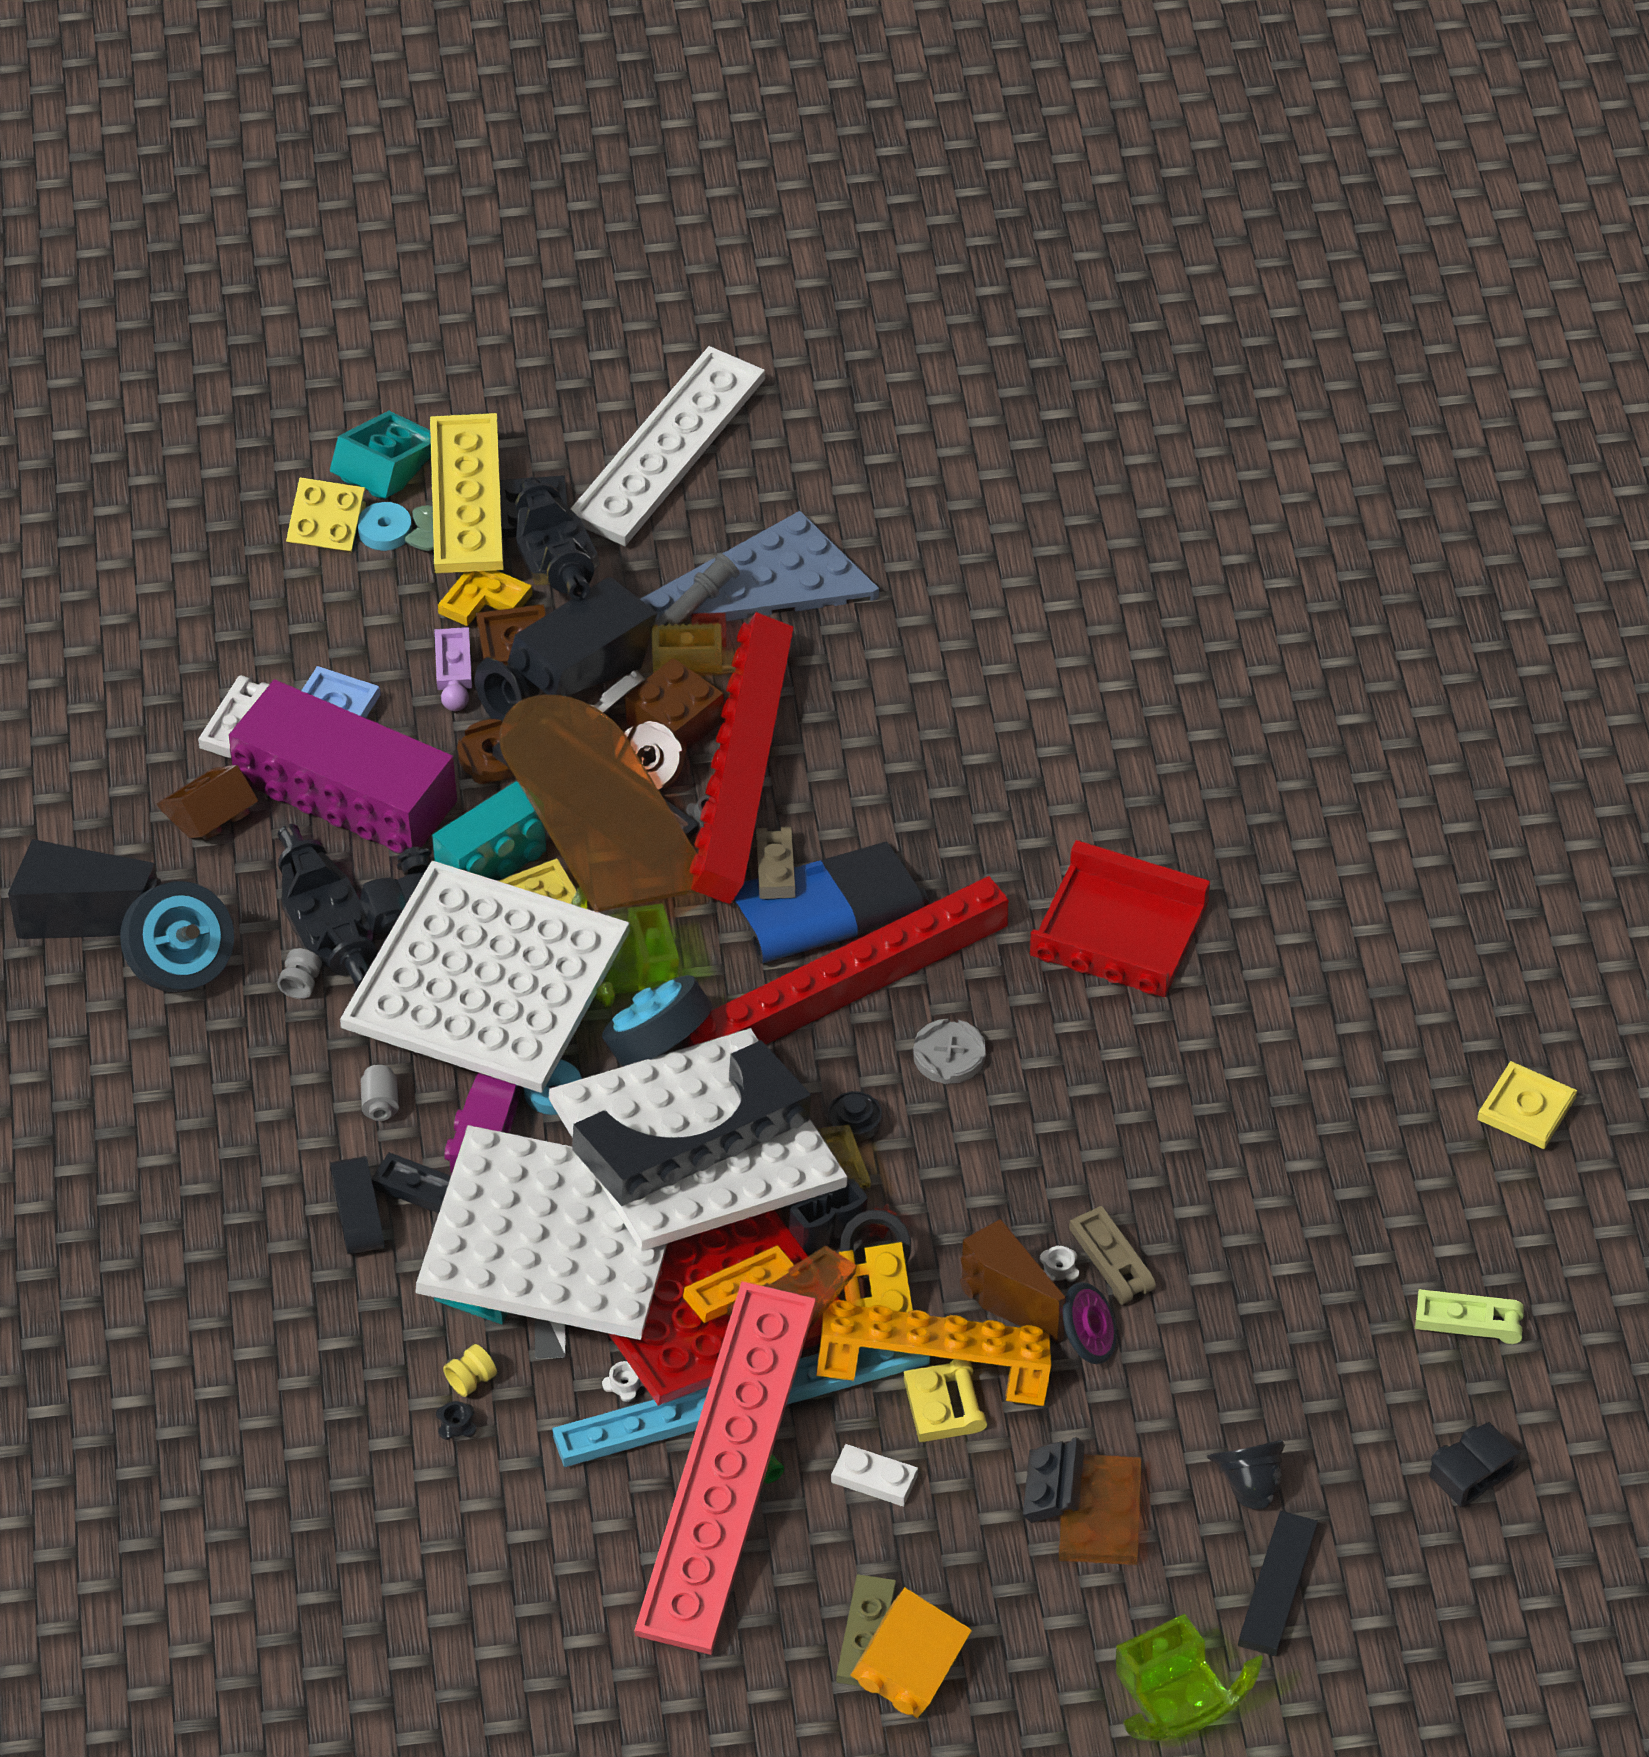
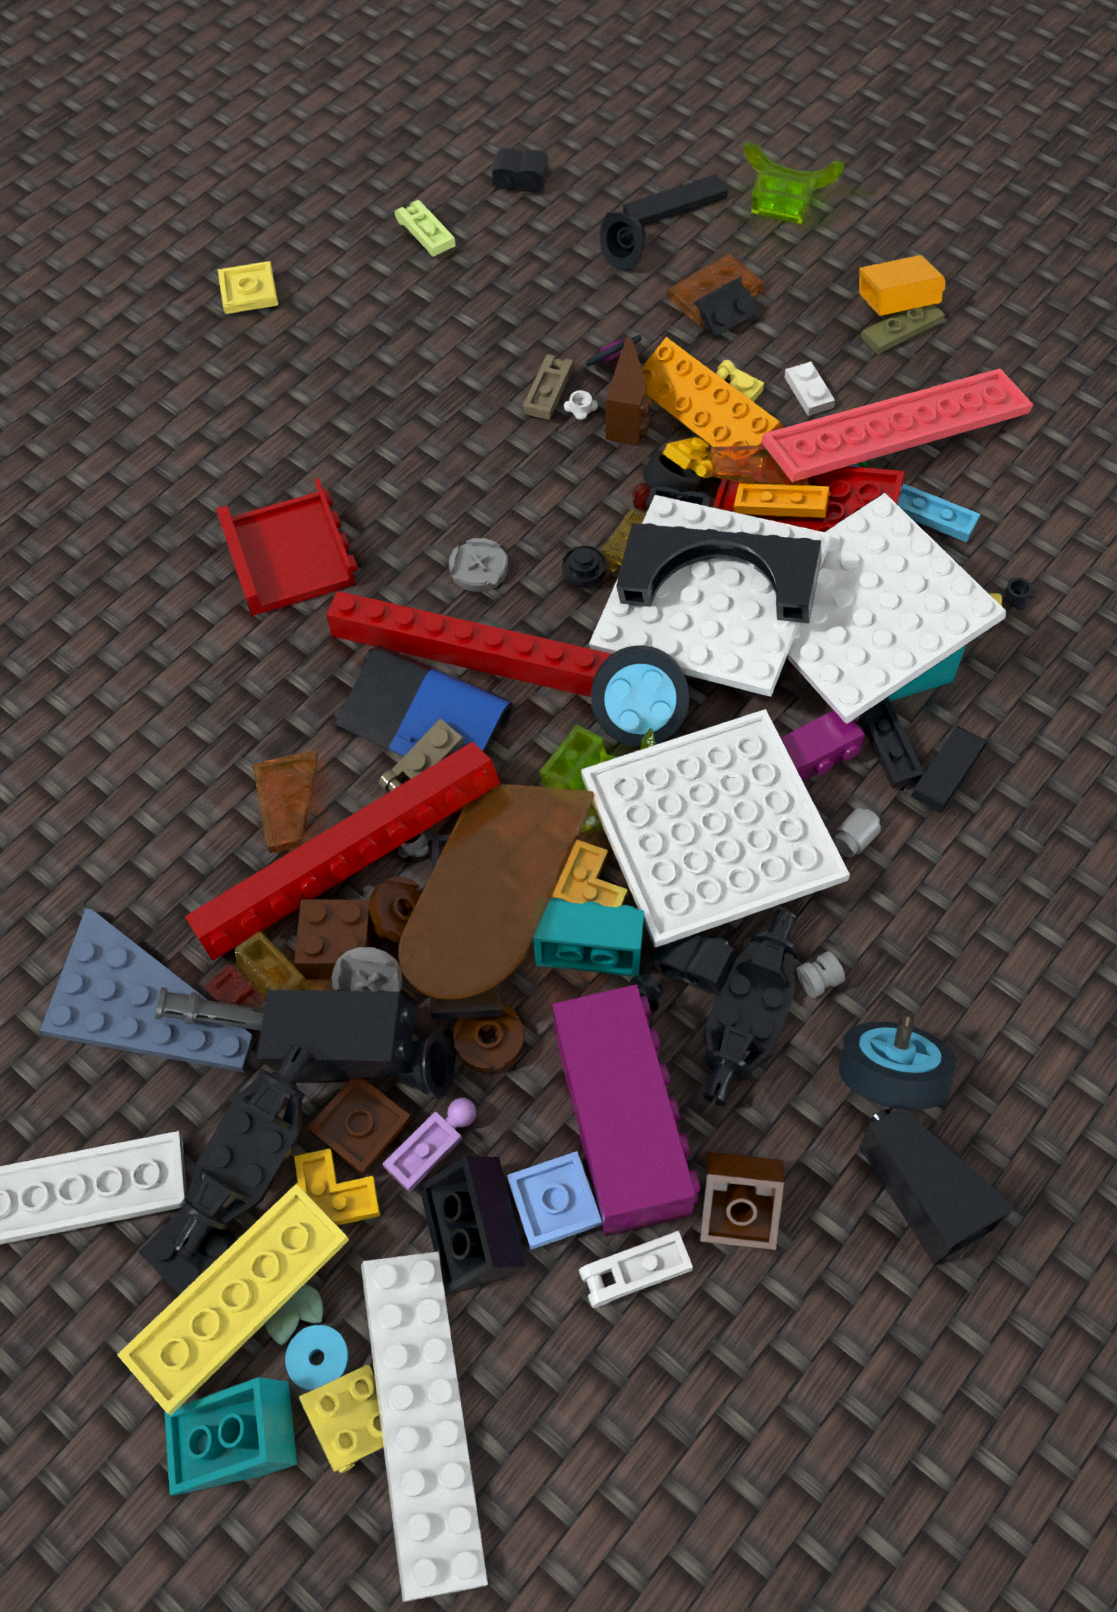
camera: 130 degrees left, 10 degrees up
(284, 547) = (422, 1428): none -> white plate
(367, 651) = (472, 1224): none -> black slope
(844, 760) = (285, 797): none -> clear orange wing

